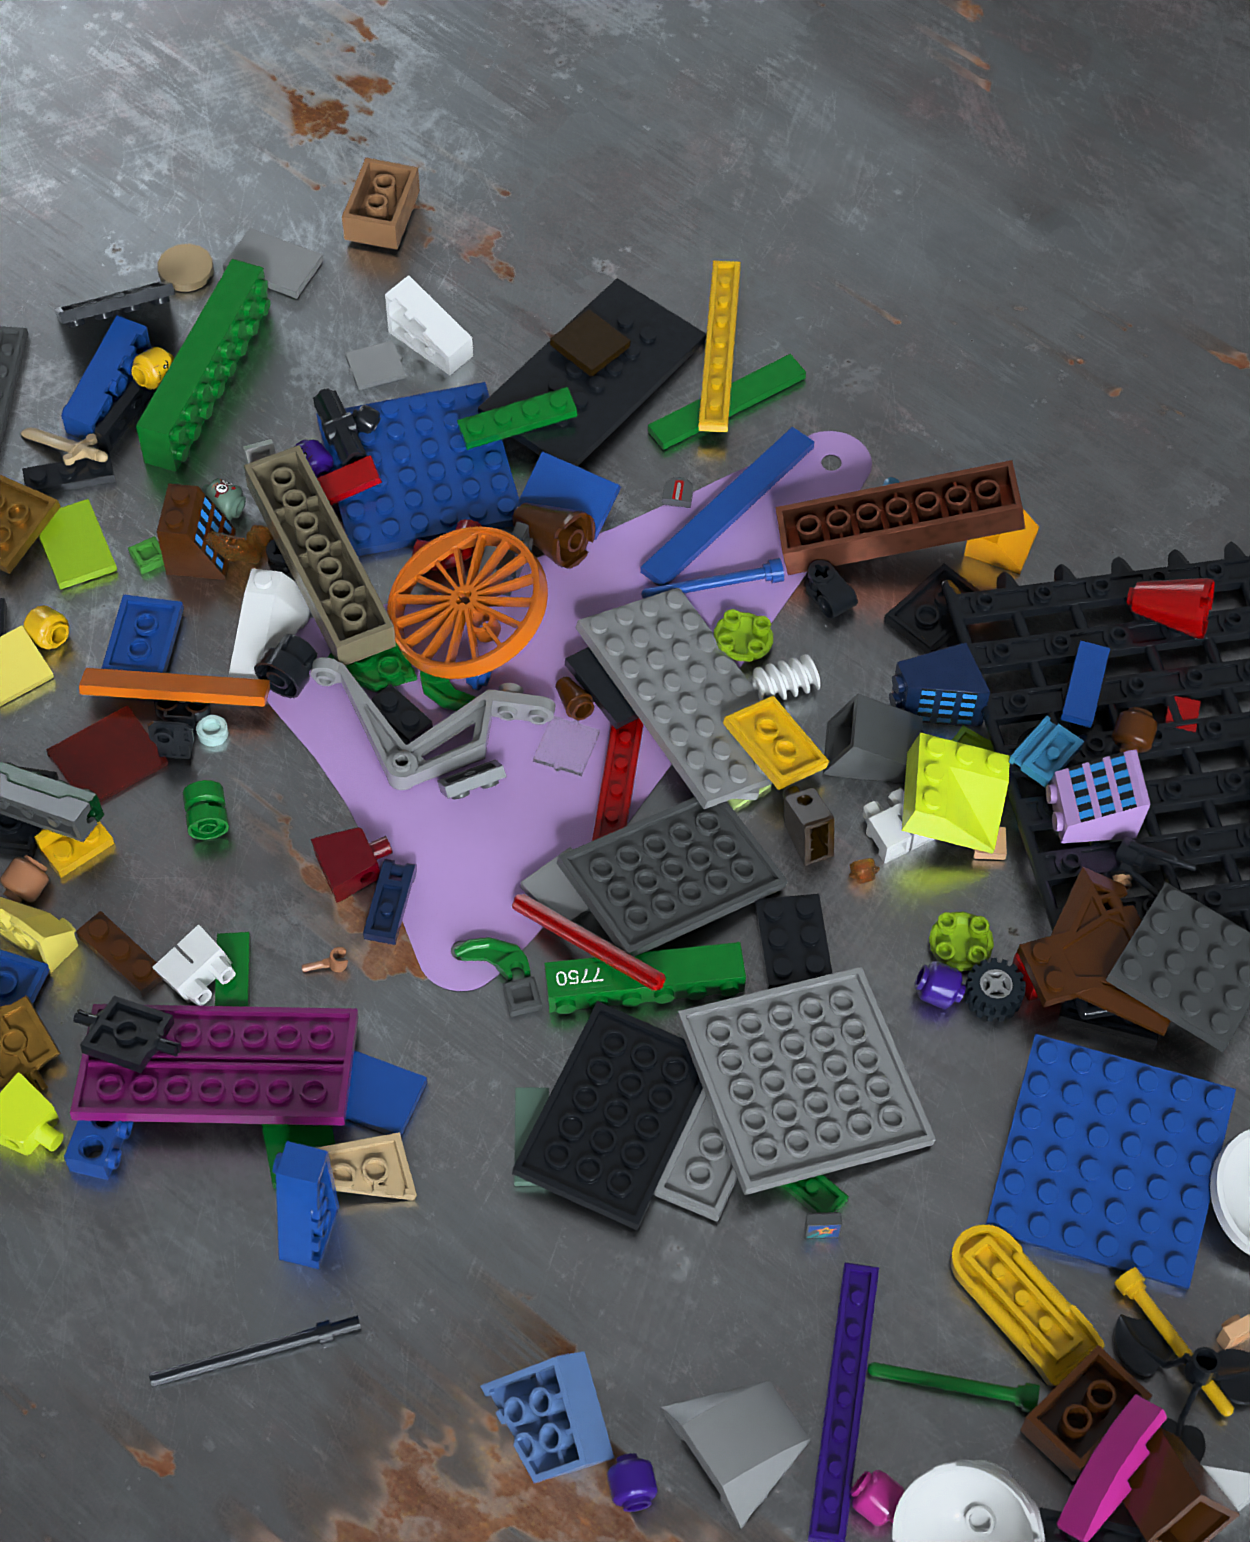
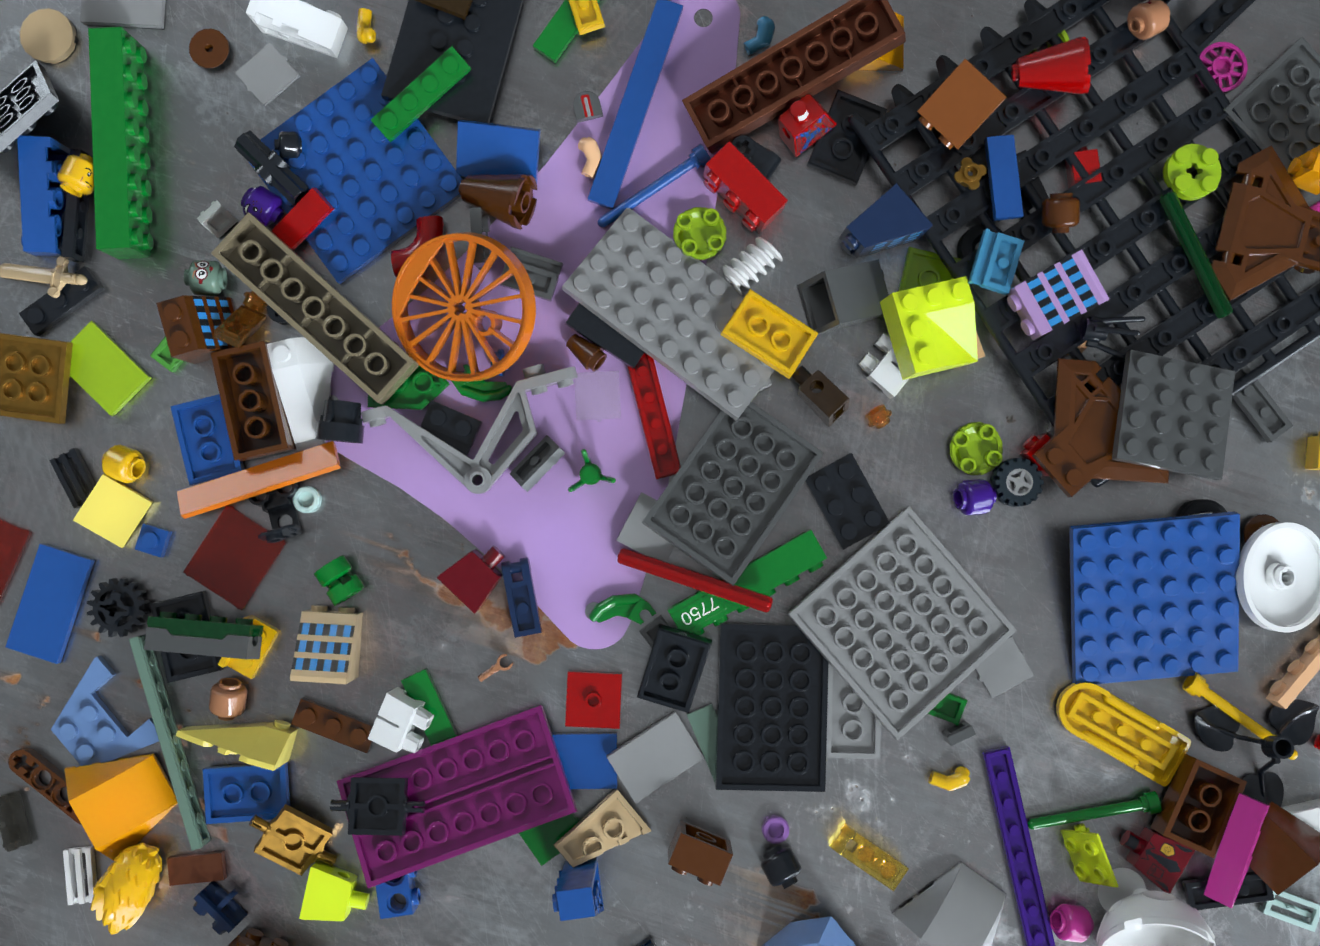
camera: 20 degrees left, 30 degrees up
(33, 709) = (153, 540): none -> blue plate
(158, 867) = (328, 645): none -> slope
(207, 617) = (251, 402): none -> reddish brown brick
(331, 324) = (209, 48): none -> reddish brown piece
(418, 1035) = (593, 699): none -> red plate
(458, 1117) = (655, 757): none -> light grey tile
(461, 1228) = (699, 854): none -> reddish brown brick
(488, 359) = (365, 33): none -> yellow arm
(523, 809) = (590, 474): none -> green plant
(523, 1028) = (674, 668): none -> black tile
(549, 1289) = (781, 867): none -> black head
(560, 613) = (542, 272): none -> dark grey plate
(561, 1254) = (775, 829): none -> medium lavender tile
(660, 1326) = (870, 857): none -> clear yellow plate
(664, 532) = (592, 154): none -> light nougat arm
(796, 1280) = (951, 782): none -> yellow arm
(806, 605) = (743, 188): none -> red brick
(893, 572) = (804, 124): none -> red torso
(904, 1181) = (1004, 669): none -> light grey piece
(926, 1421) = (1088, 856): none -> neon yellow hinge
(1018, 1452) = (1157, 857): none -> dark red torso
(1048, 673) = (970, 181): none -> pearl gold plate
(1063, 599) = (960, 105): none -> dark orange slope

